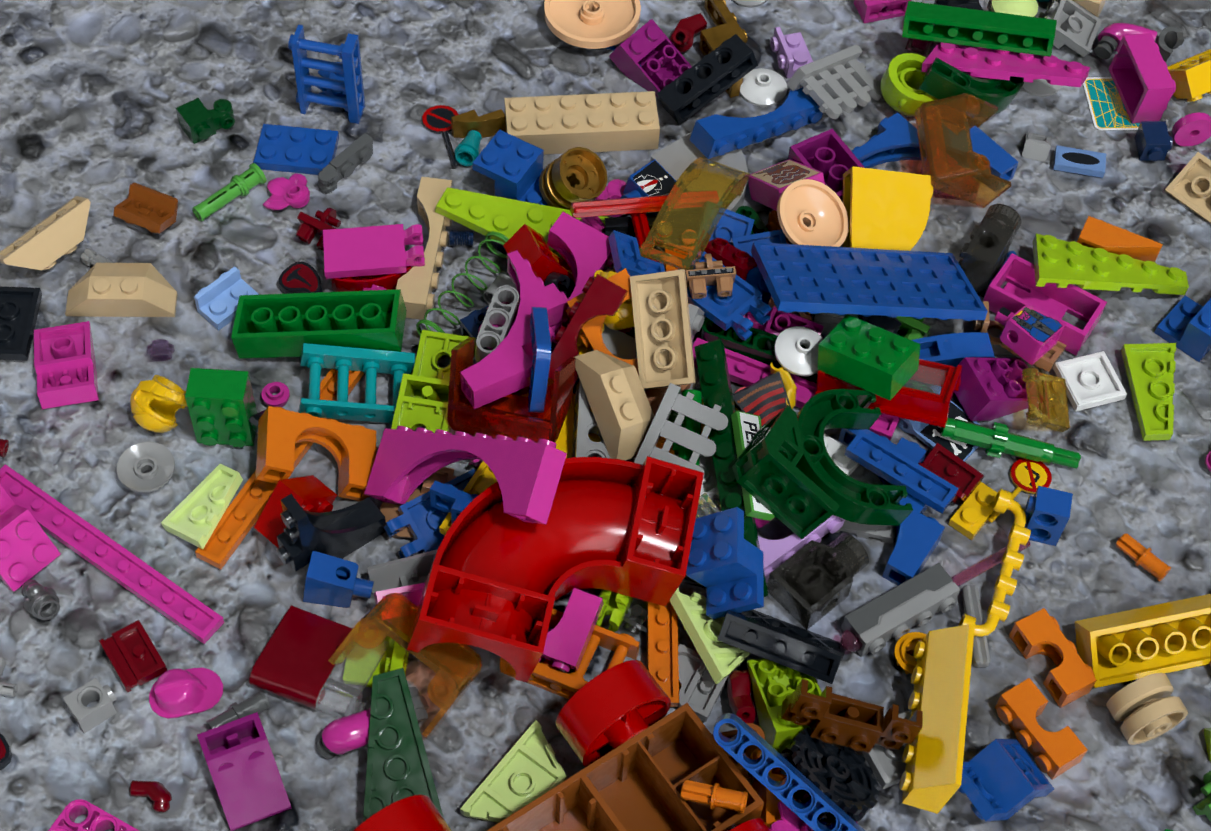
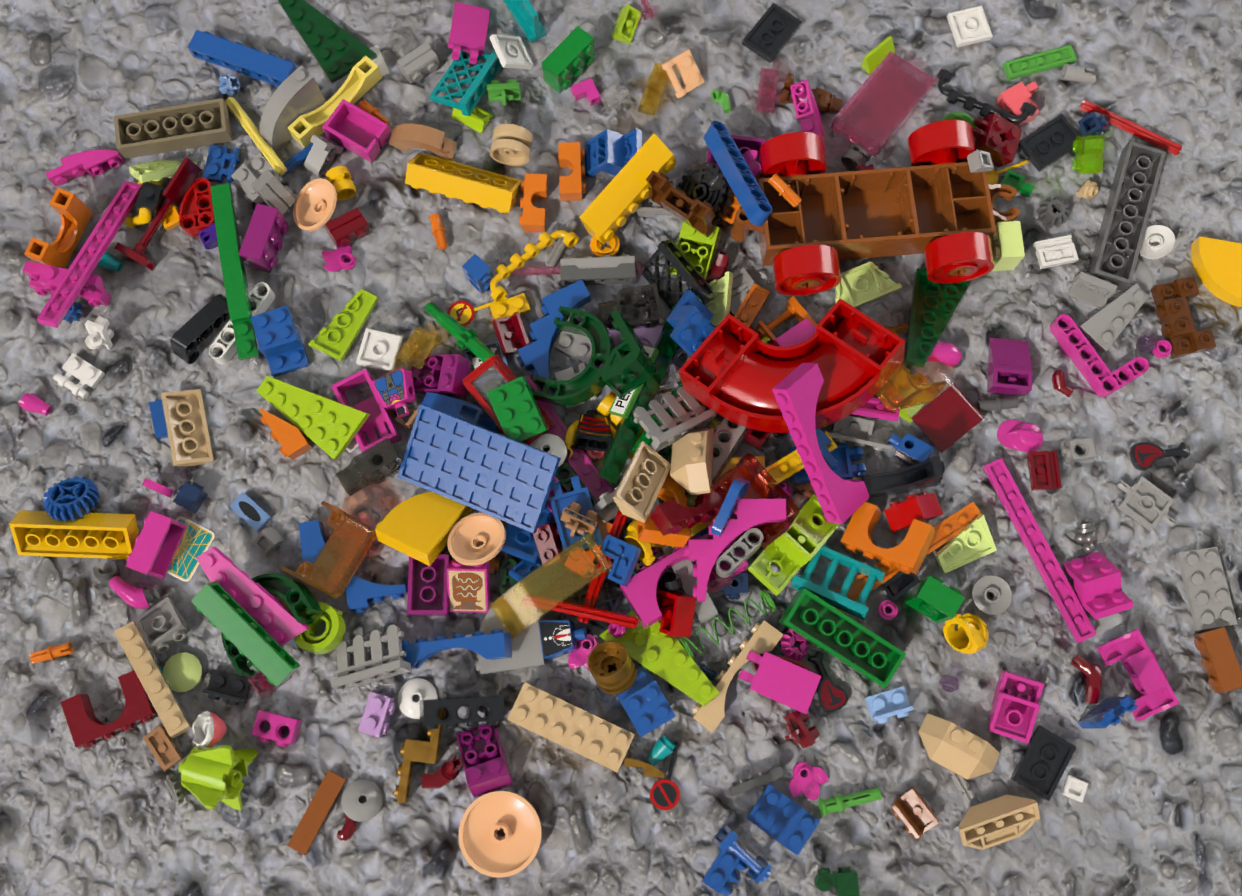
camera: 145 degrees left, 20 degrees up
(901, 471) = (545, 339): blue plate -> none

